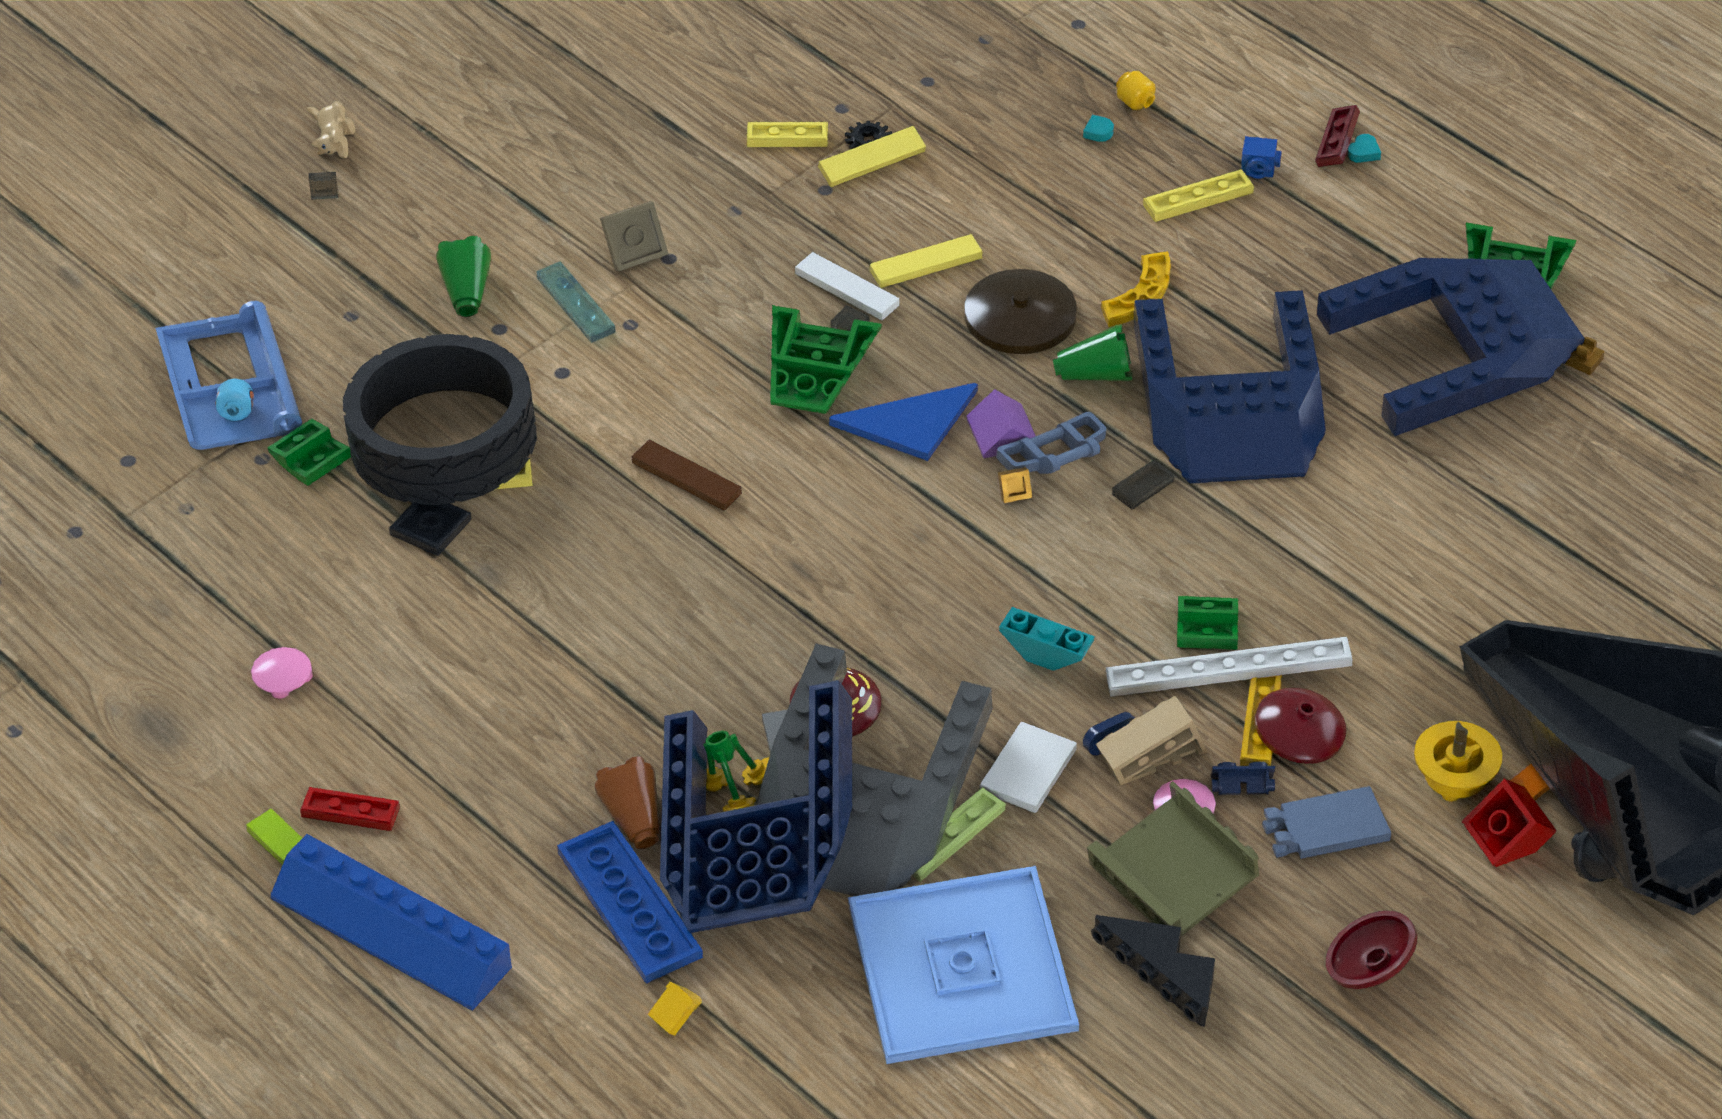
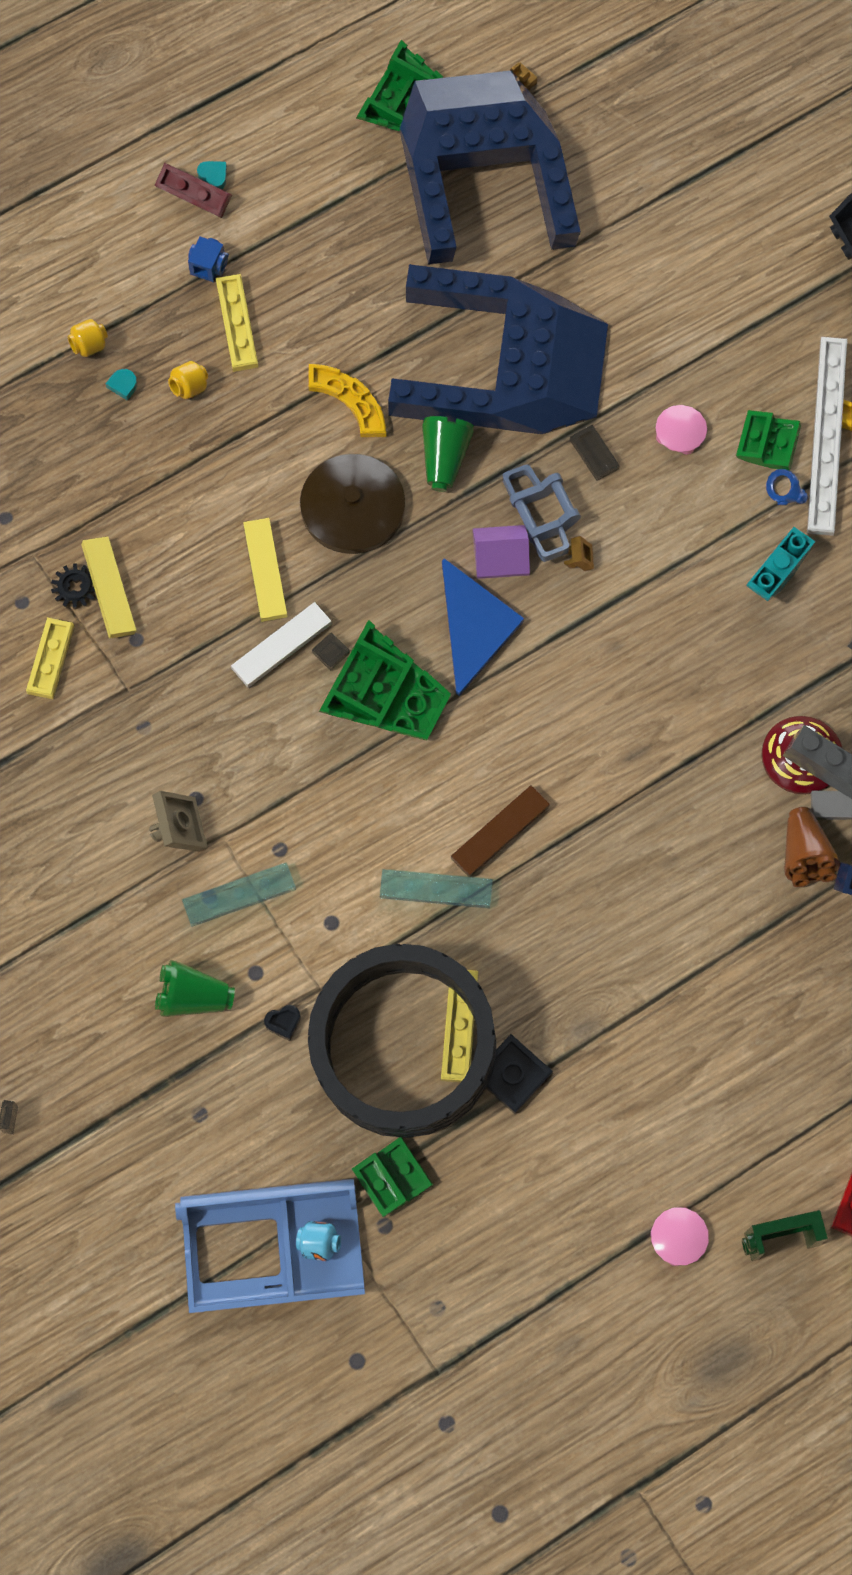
camera: 80 degrees left, 25 degrees up
(283, 717) = (809, 1223): none -> dark green panel
(613, 438) = (436, 888): none -> clear light blue tile
(722, 702) = (808, 850): none -> dark orange cone
(1115, 167) = (188, 380): none -> yellow head
(1141, 640) = (795, 494): none -> blue piece
(1196, 548) = (681, 429): none -> bright pink dish

